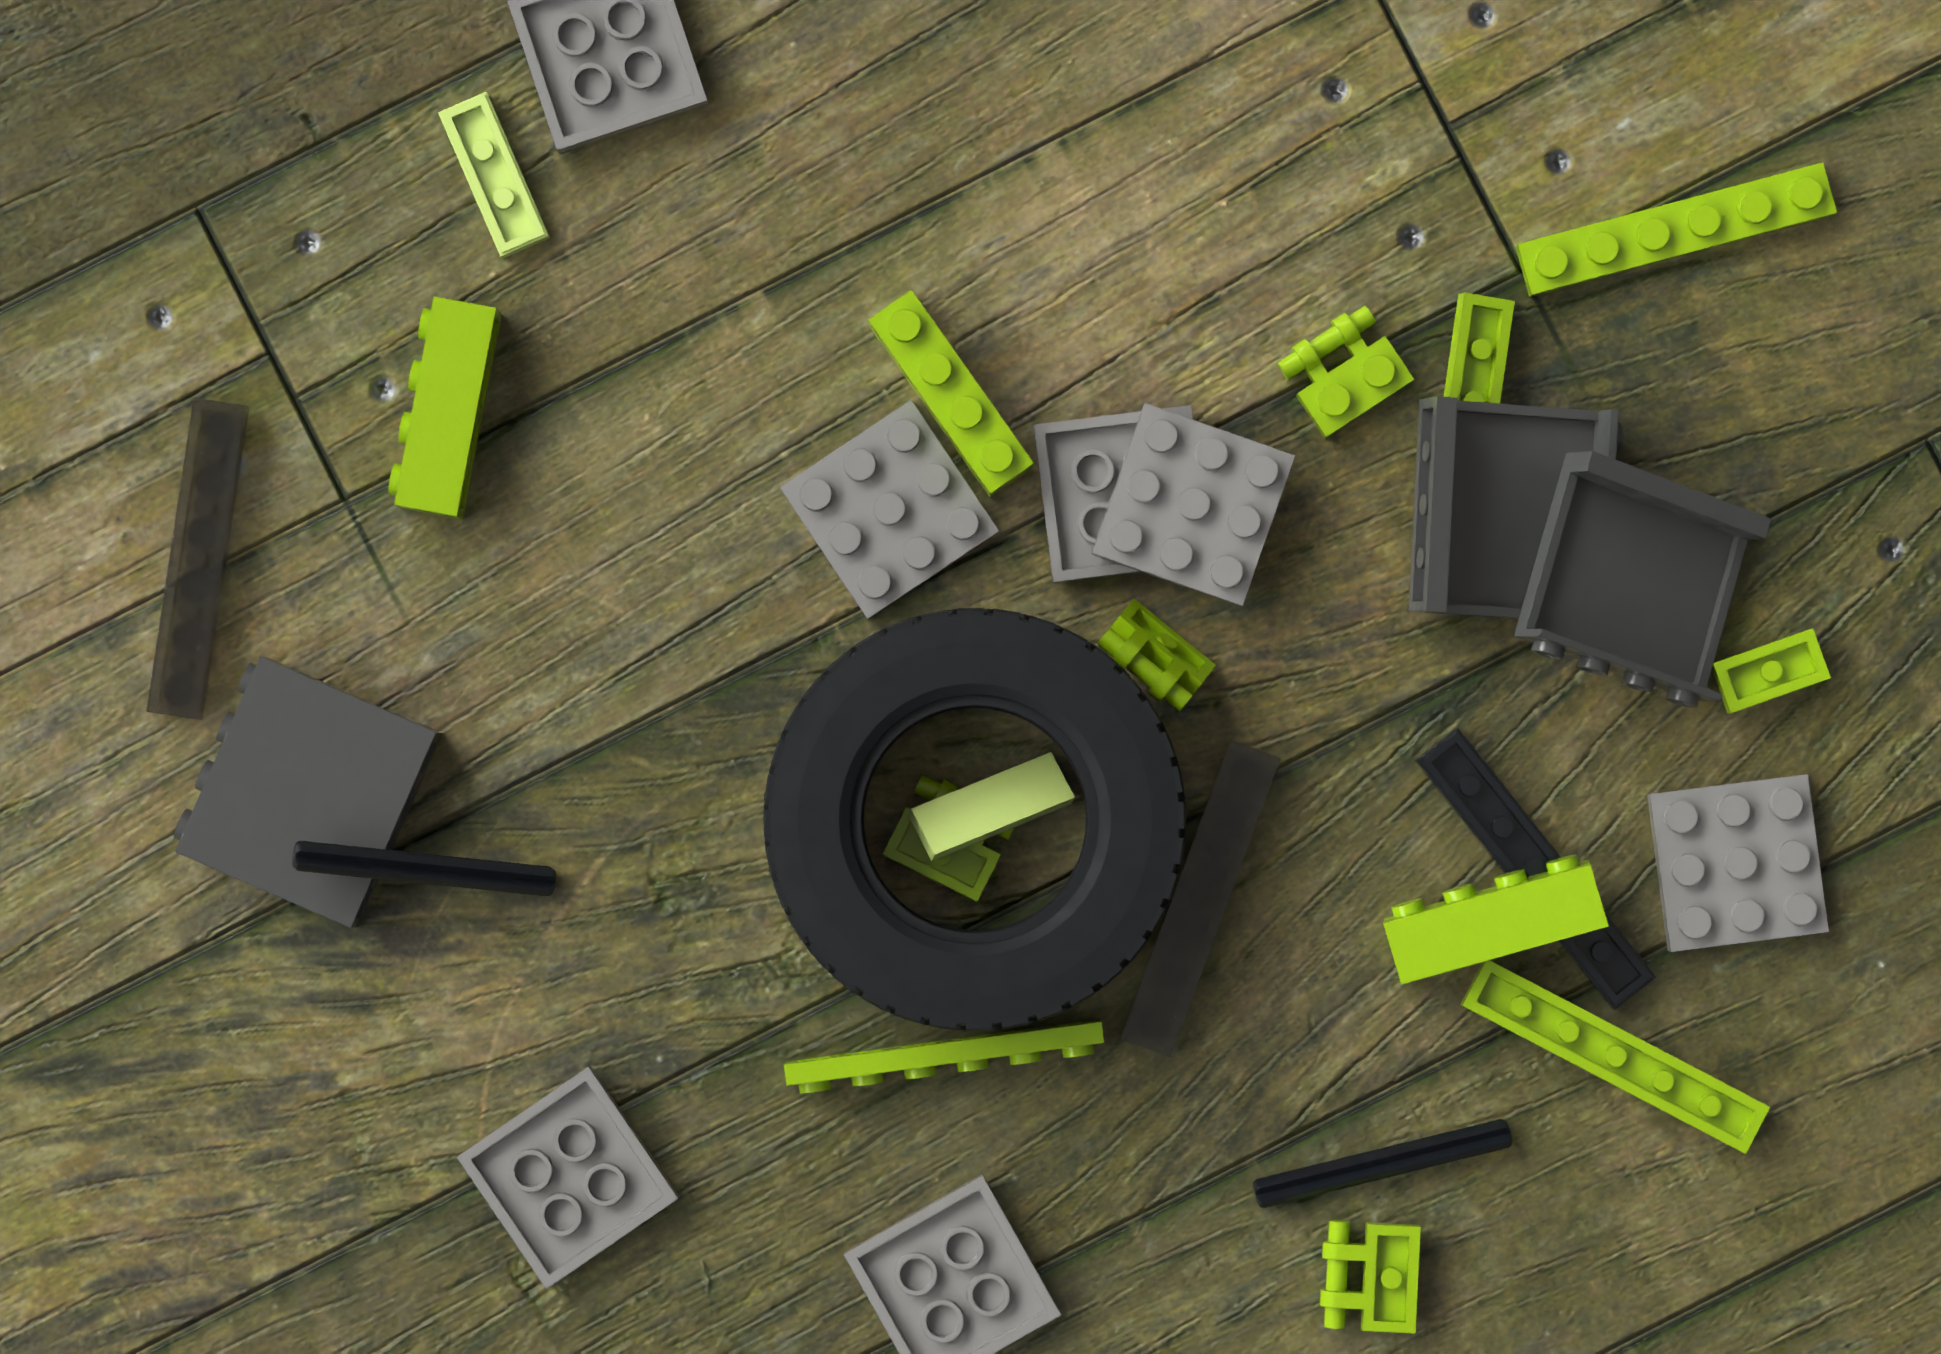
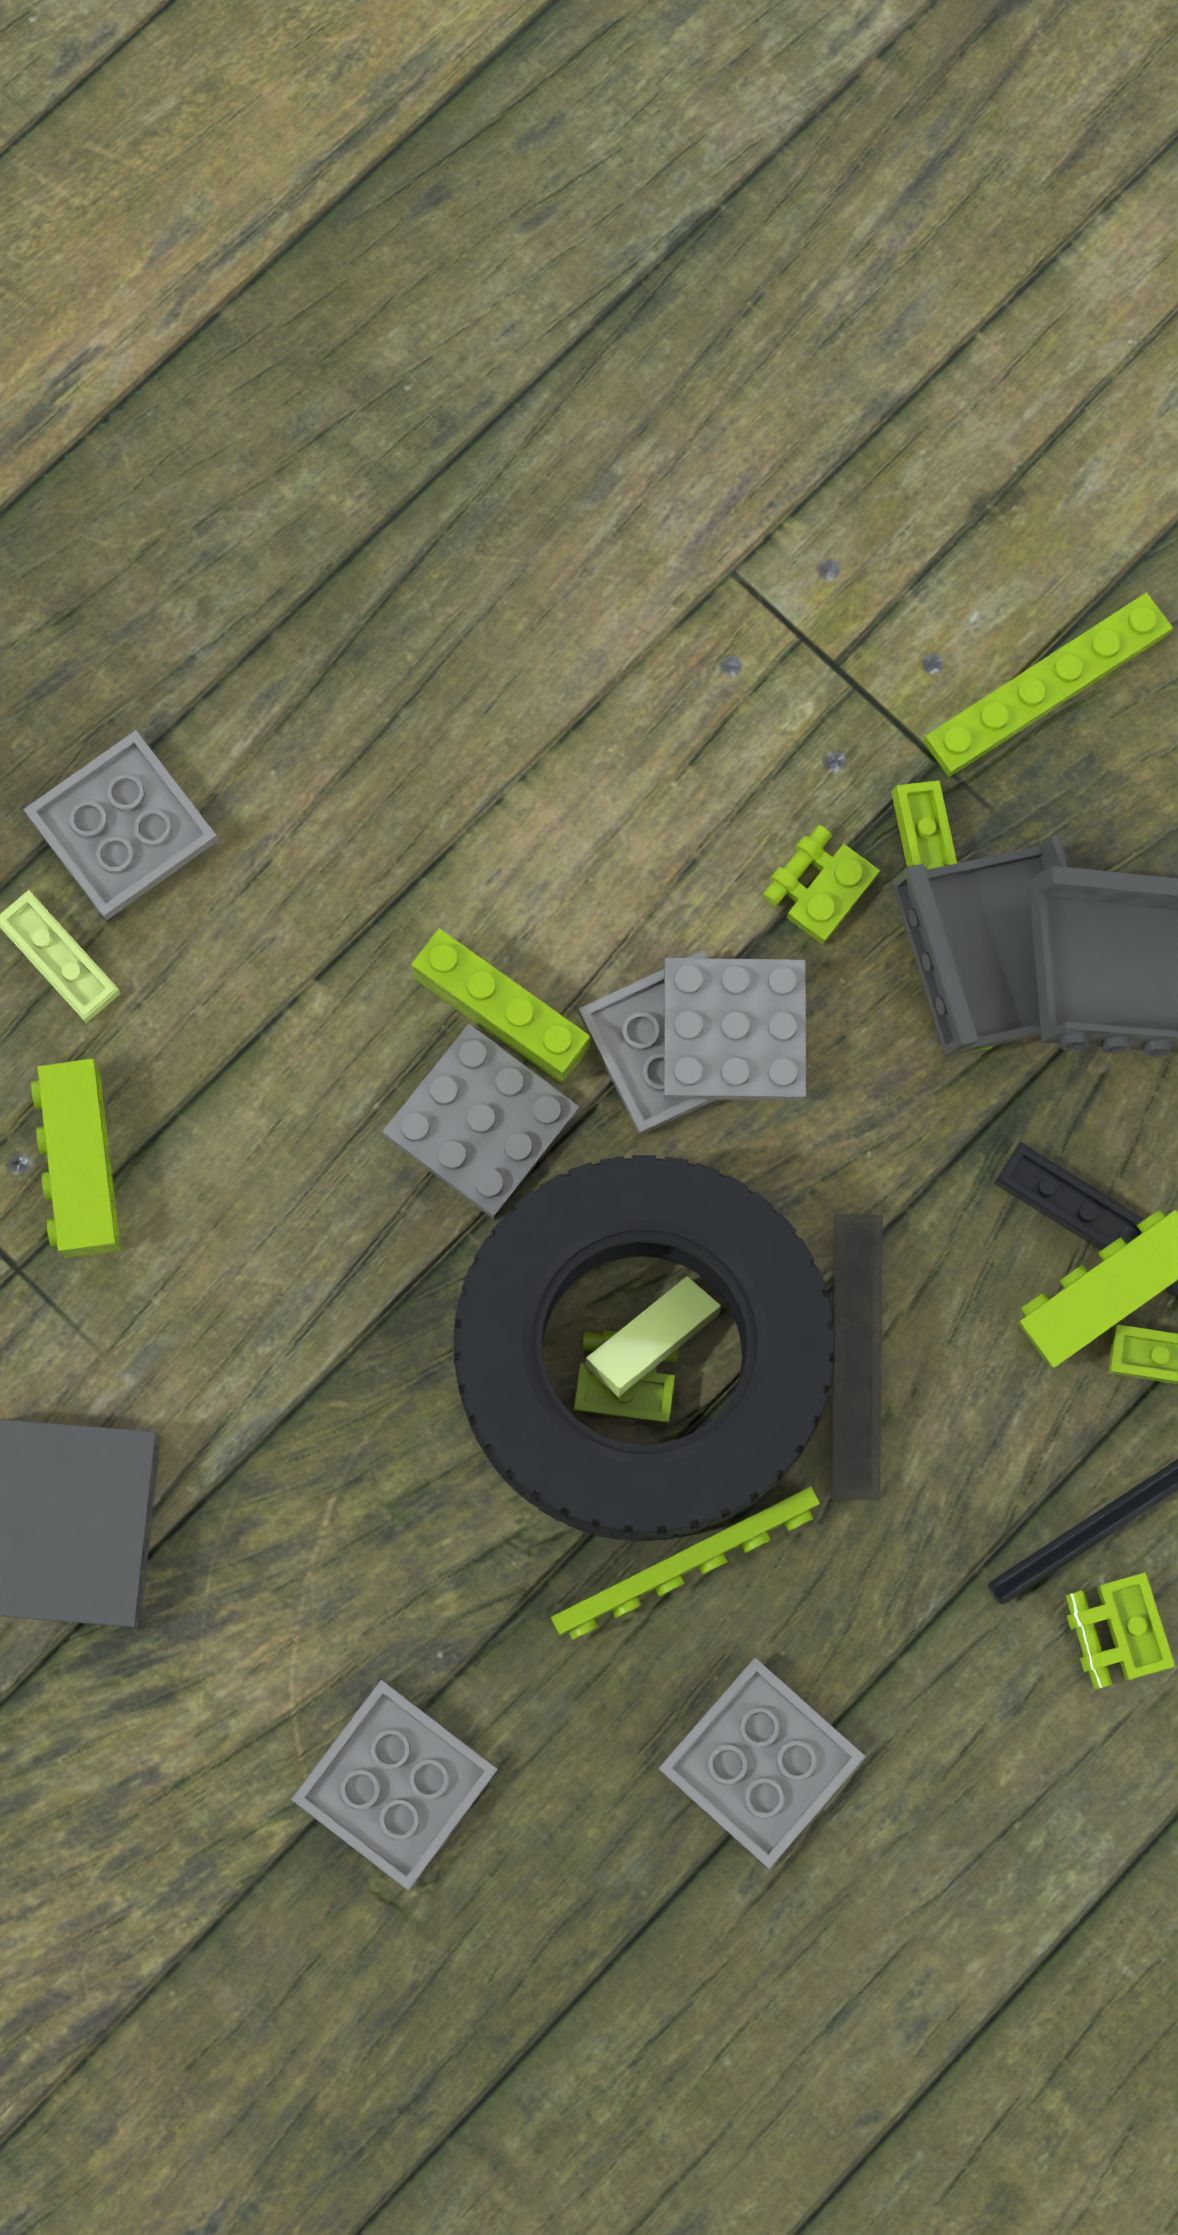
camera: 25 degrees left, 10 degrees down
(423, 868) = (181, 1553): black axle -> none
(1156, 655) = (749, 1162): lime plate -> none

